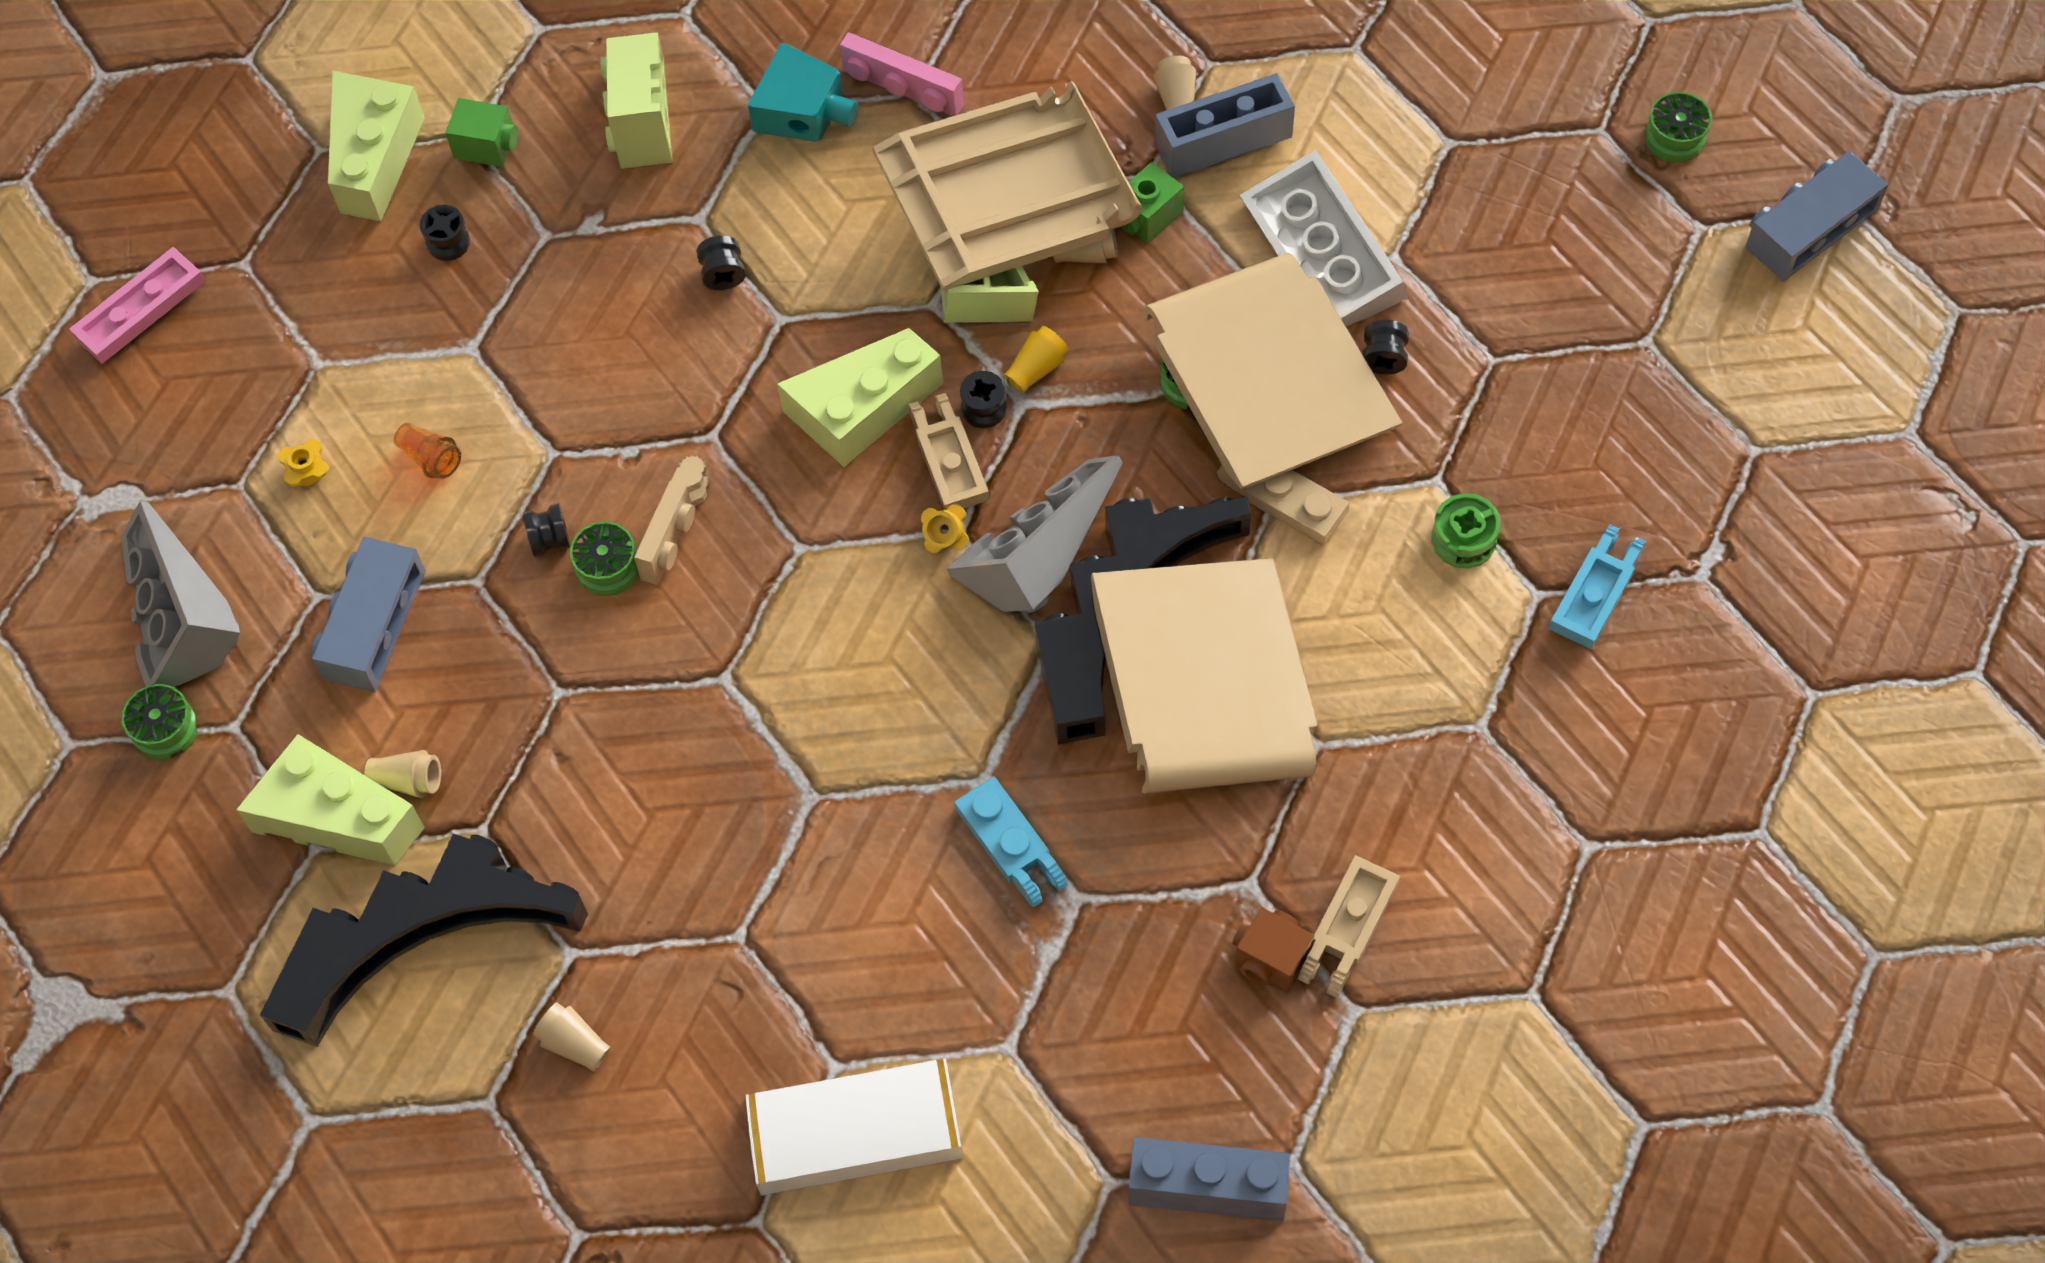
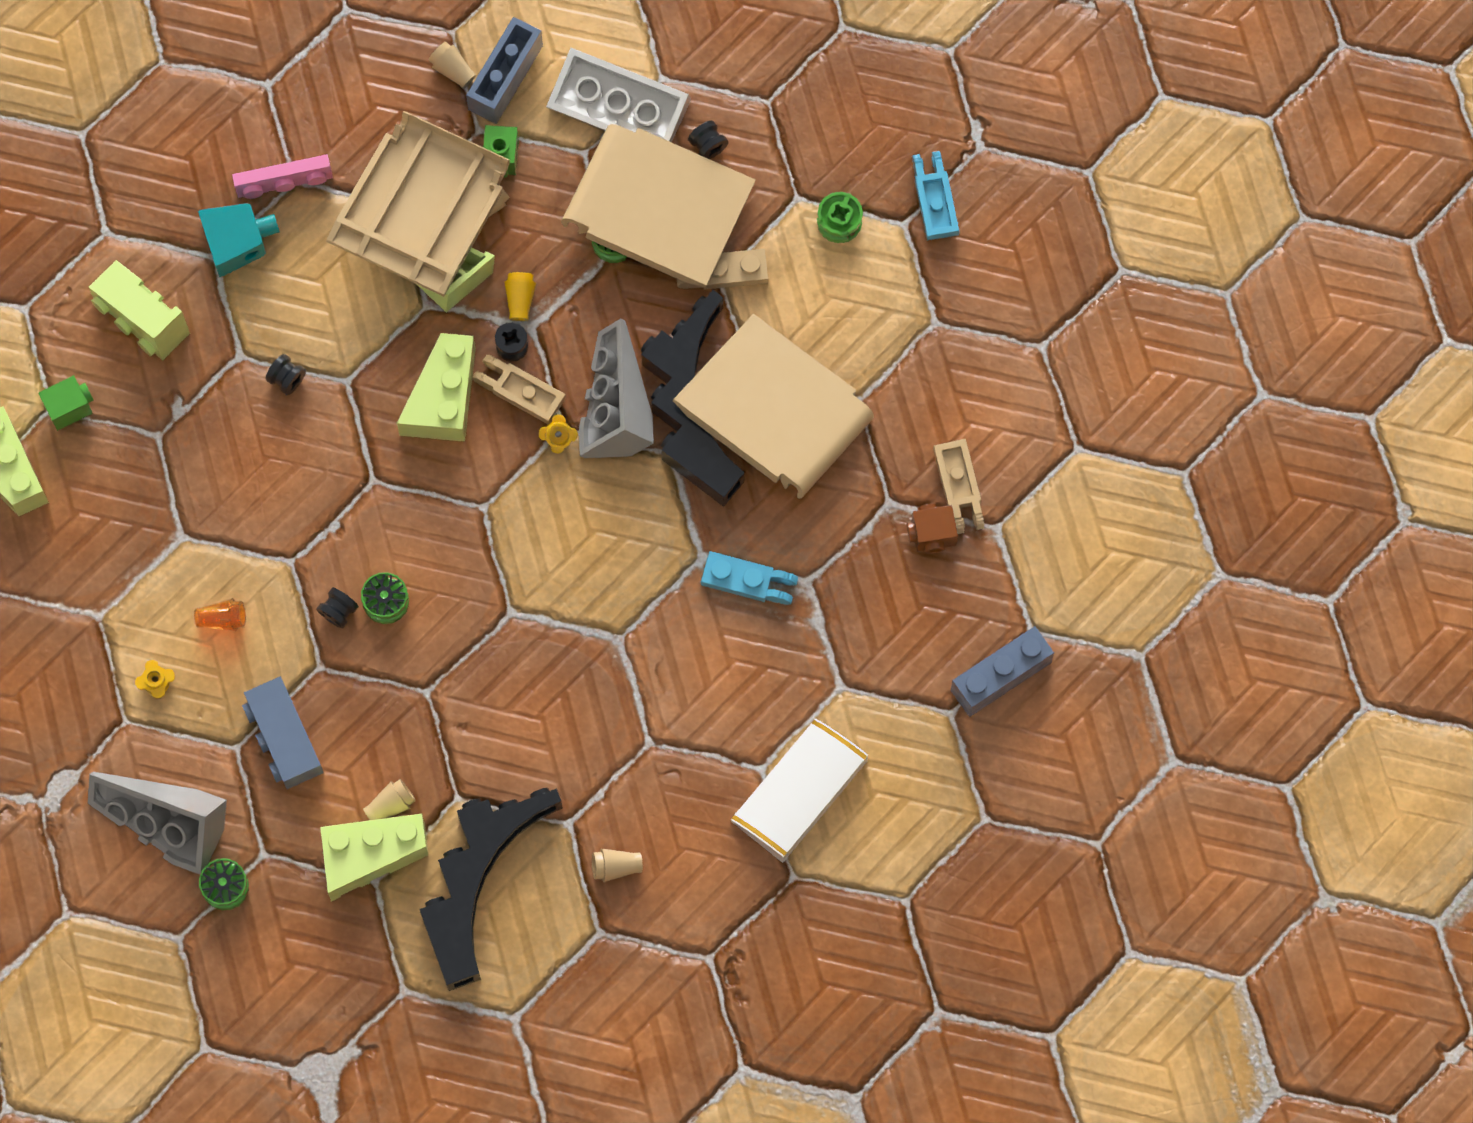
camera: 45 degrees left, 10 degrees up
(447, 221) = (97, 474): black wheel -> none
(672, 516) = (402, 544): tan hinge -> none

